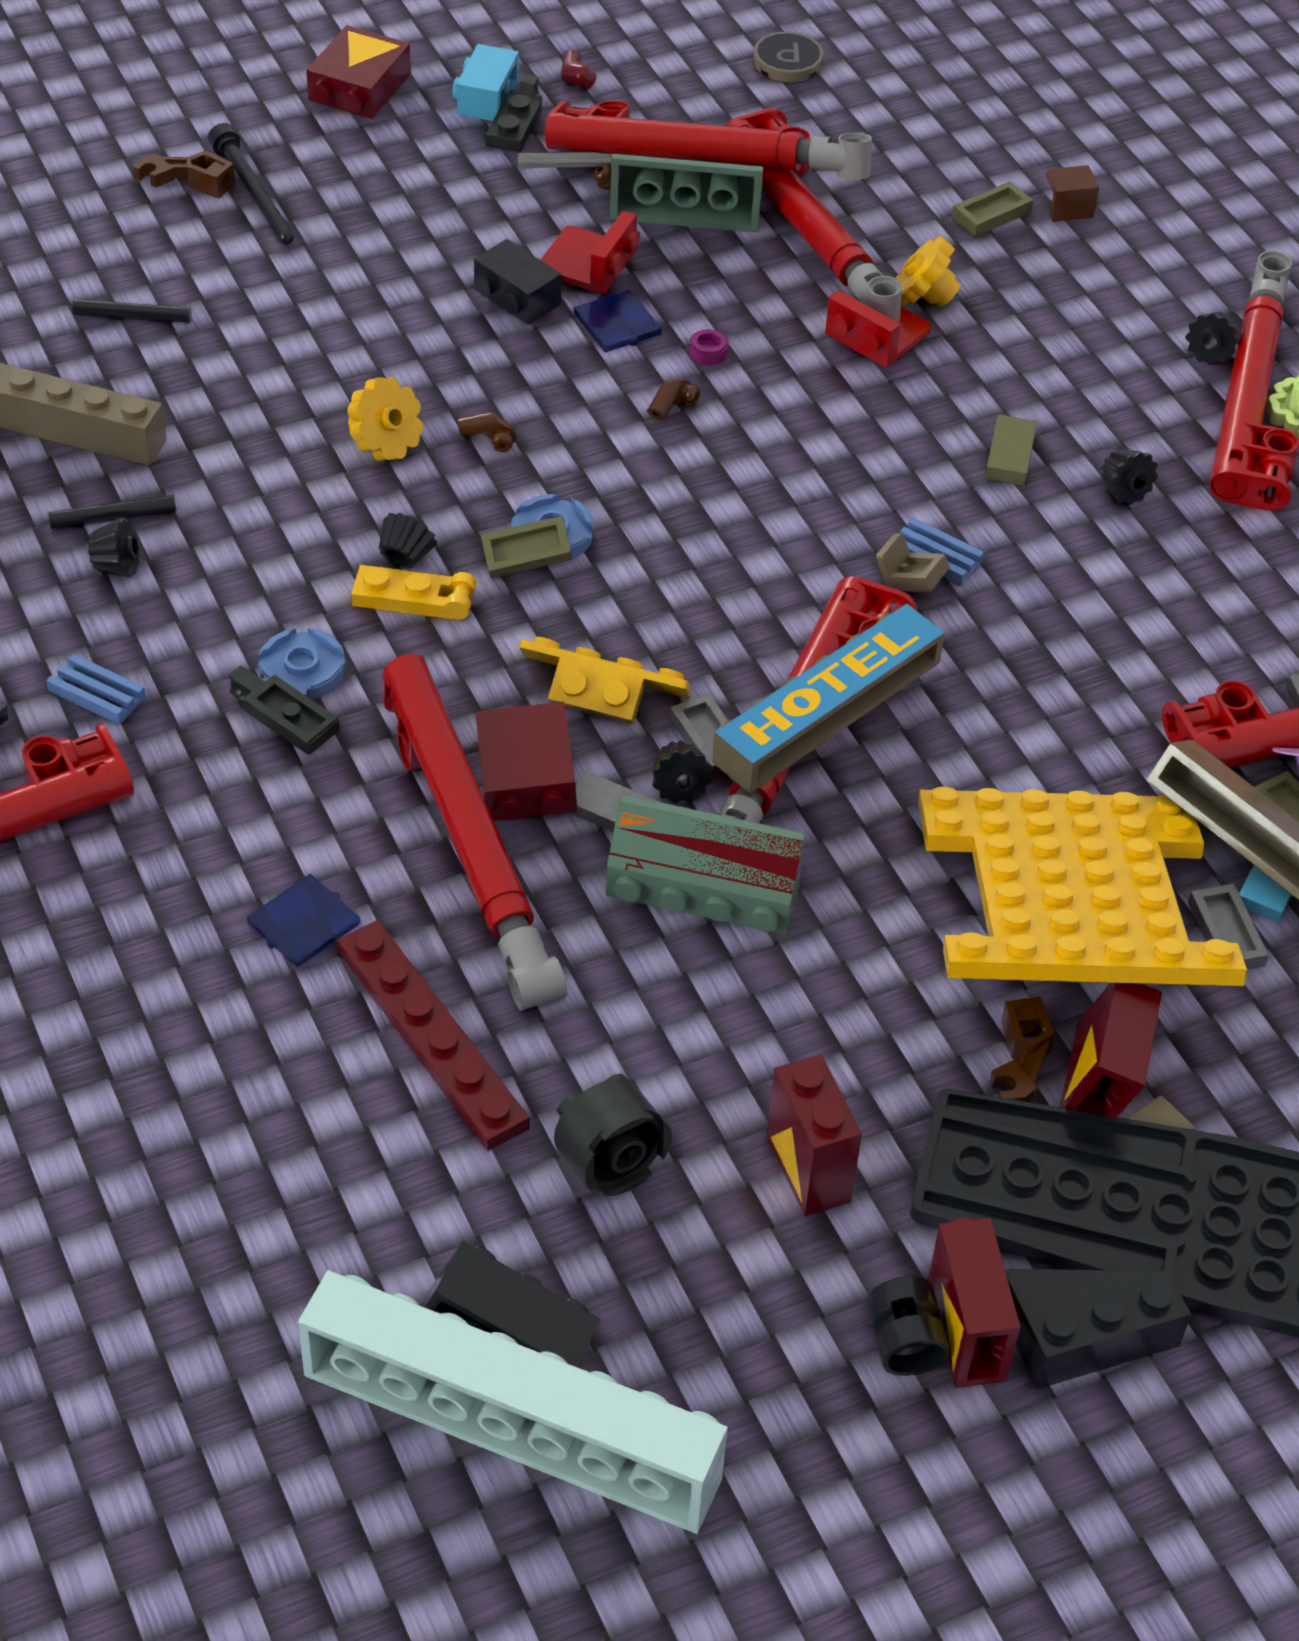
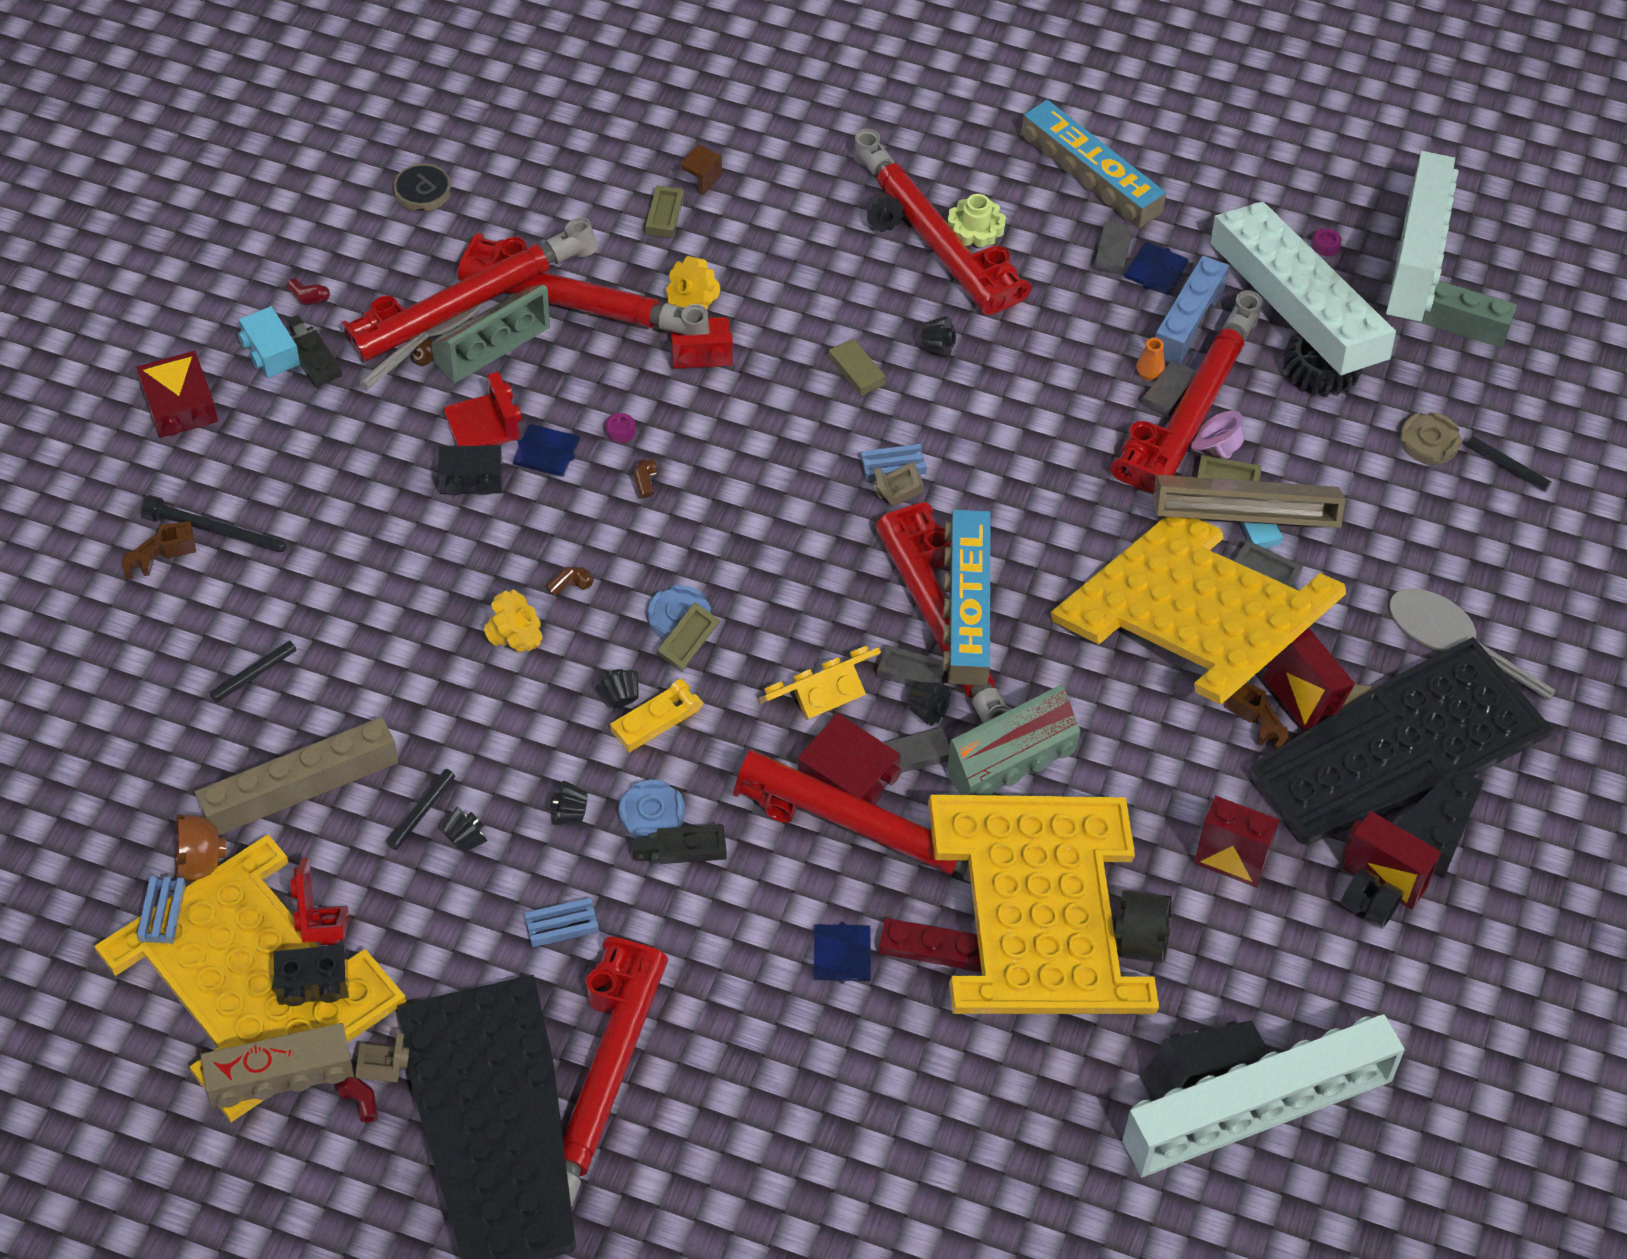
camera: 45 degrees left, 5 degrees up
(228, 596) = (568, 804): none -> black piece
(526, 1018) = (1041, 903): none -> yellow piece

